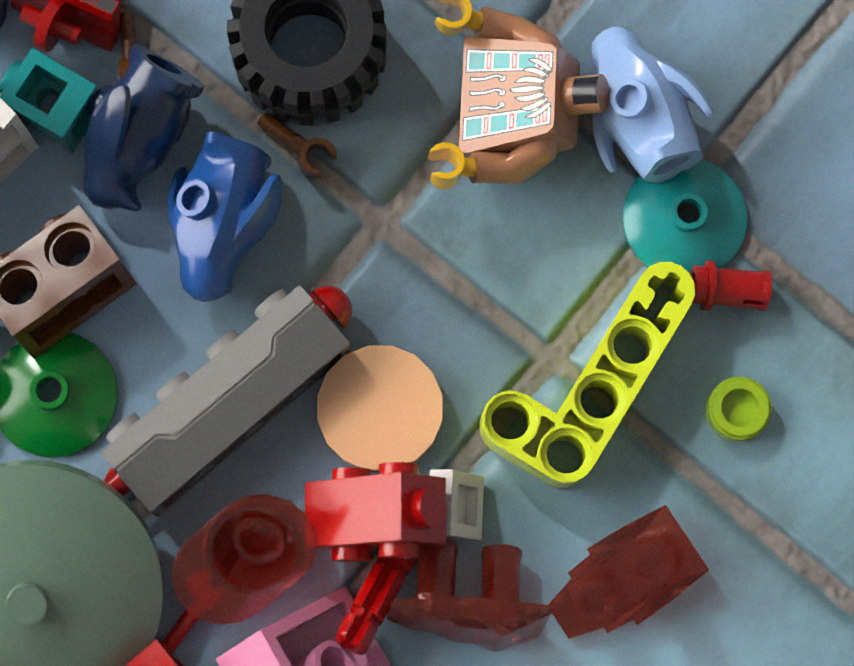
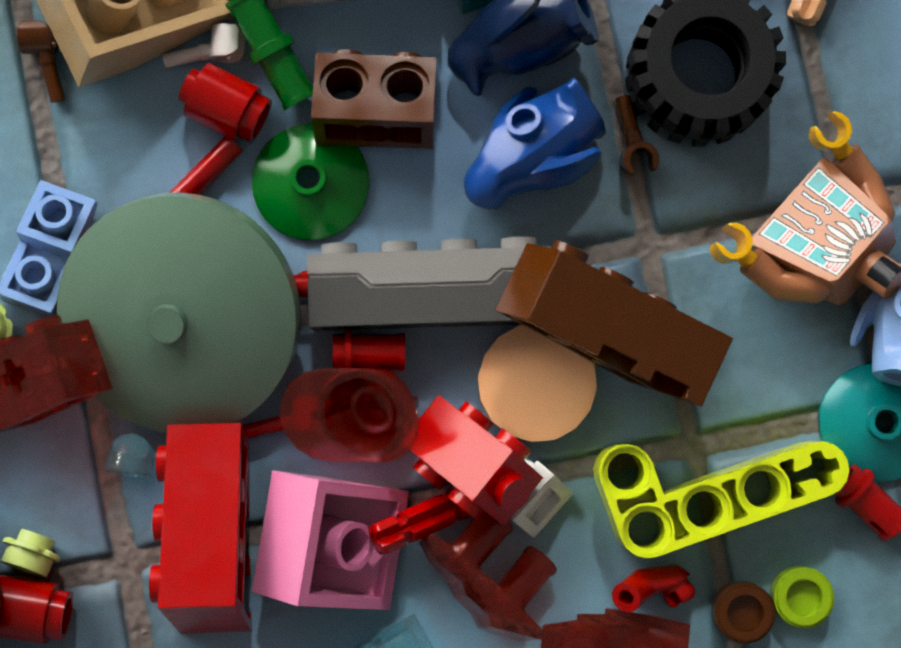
camera: 45 degrees right, 5 degrees up
(216, 493) = (368, 351): none -> red pin
(400, 306) = (613, 322): none -> reddish brown wedge
(603, 499) = (647, 582): none -> red arm
(701, 460) = (743, 612): none -> reddish brown tile

